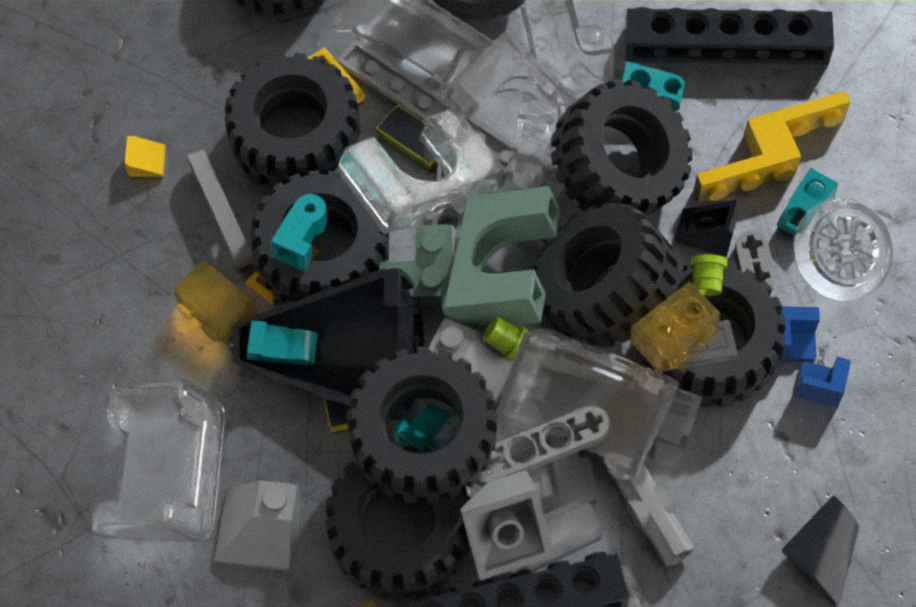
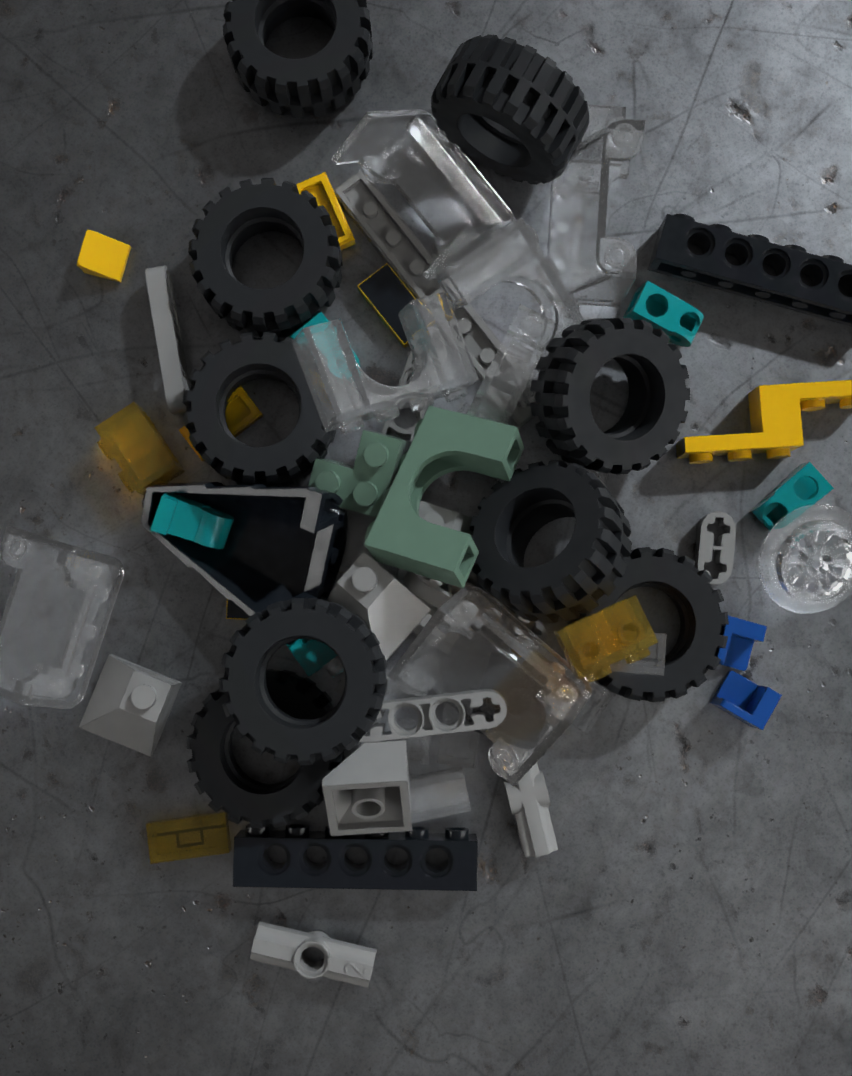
camera: 15 degrees right, 20 degrees up
(297, 231) = (231, 408): teal leg -> none
(504, 337) = (422, 593): lime piece -> none
(708, 273) = (659, 576): lime piece -> none
(709, 226) = (680, 495): black slope -> none
(825, 548) = (690, 878): black slope -> none

